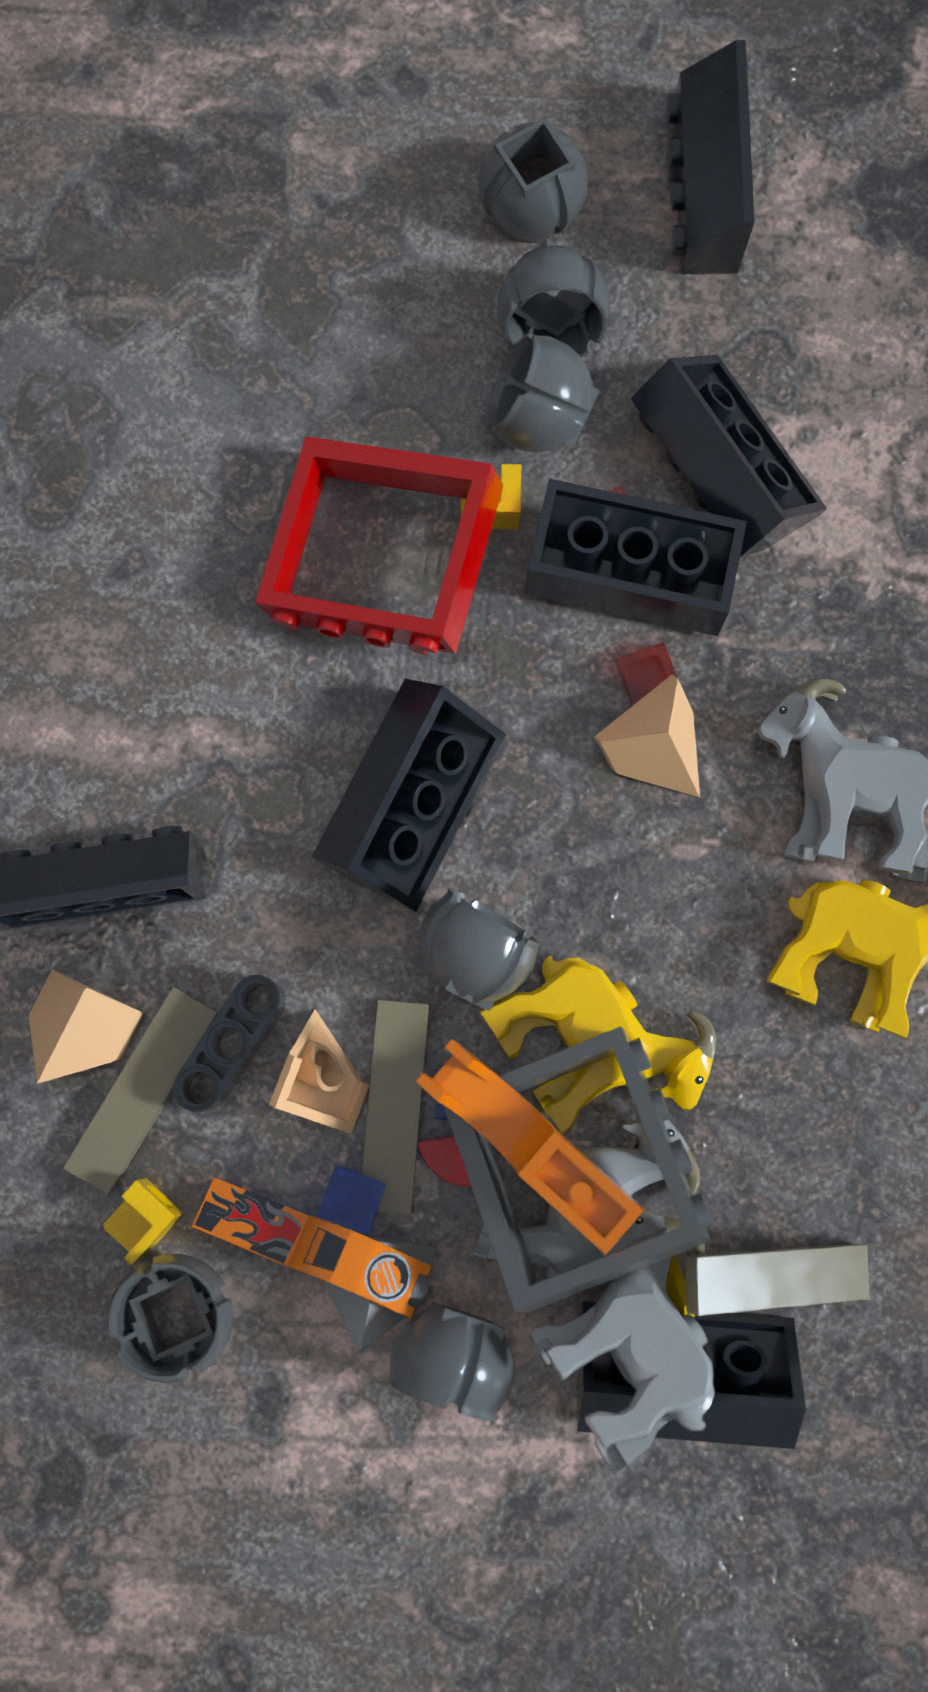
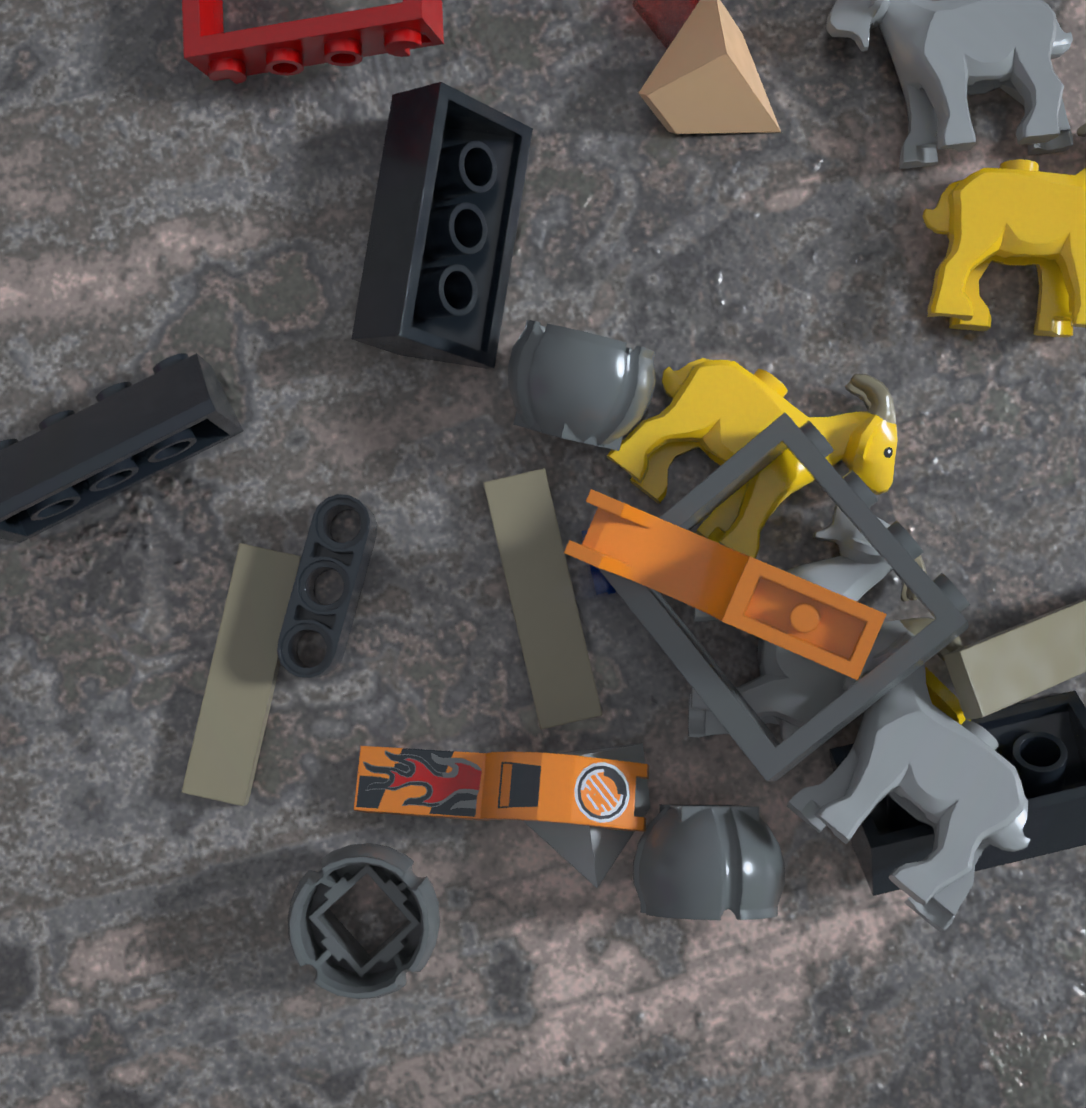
camera: 15 degrees left, 5 degrees up
(78, 1028) = (144, 626): light nougat slope -> none
(142, 1219) = (293, 821): yellow panel -> none
(320, 1080) = (447, 595): light nougat slope -> none
(351, 1200) = (529, 719): clear blue panel -> none
(445, 1160) = (625, 639): red tile -> none

